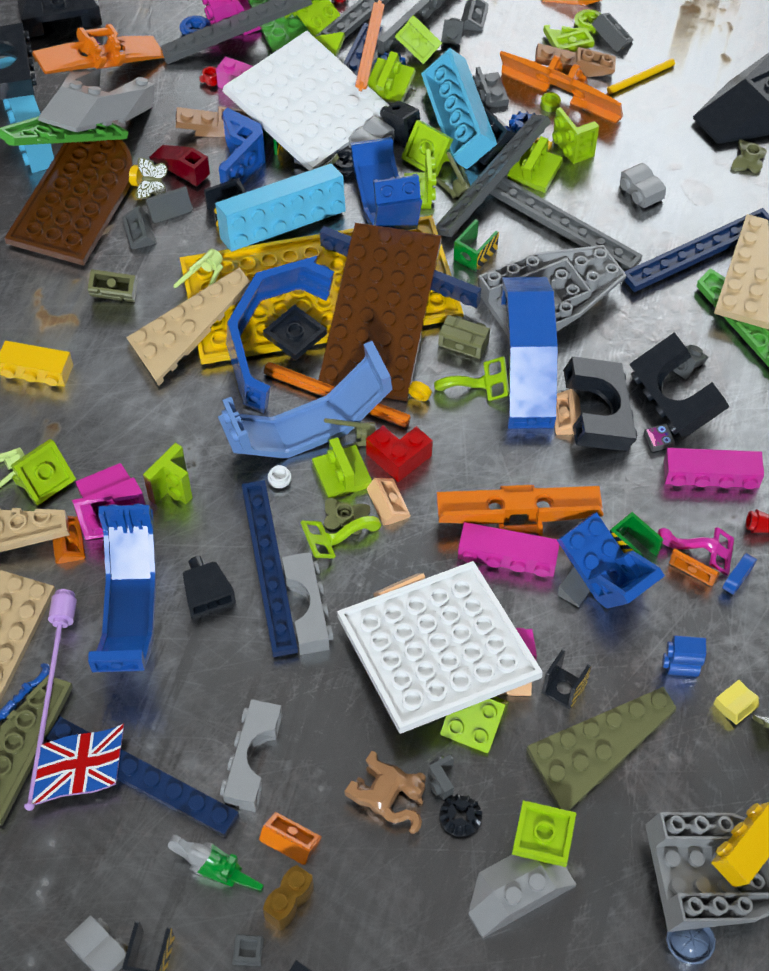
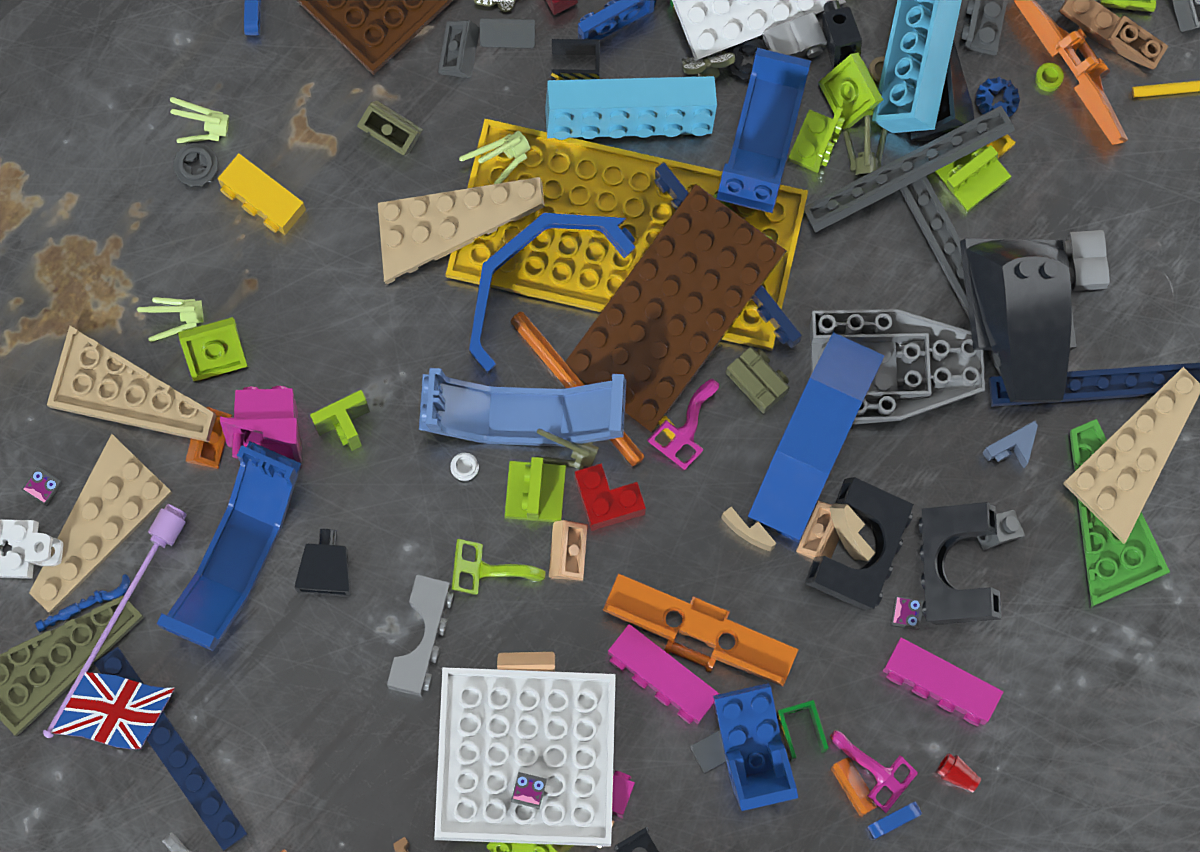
camera: 25 degrees right, 20 degrees up
(243, 785) = (310, 751): light grey arch -> none
(269, 569) = (402, 573): dark blue plate -> none
(295, 332) = (564, 291): black plate -> none
(341, 514) = (511, 547): olive animal -> none
(432, 386) = (685, 433): none -> dark pink piece
(456, 661) = (529, 790): none -> tile
(479, 257) = (828, 281): green piece -> none
(485, 381) = (751, 449): lime piece -> none
(521, 432) = (755, 535): none -> tan slope
(576, 142) = (1039, 170): lime bracket -> none
(585, 396) = (847, 527): none -> tan slope
(622, 217) = (1022, 312): none -> black wedge
(667, 304) = (1018, 441): none -> sand blue slope

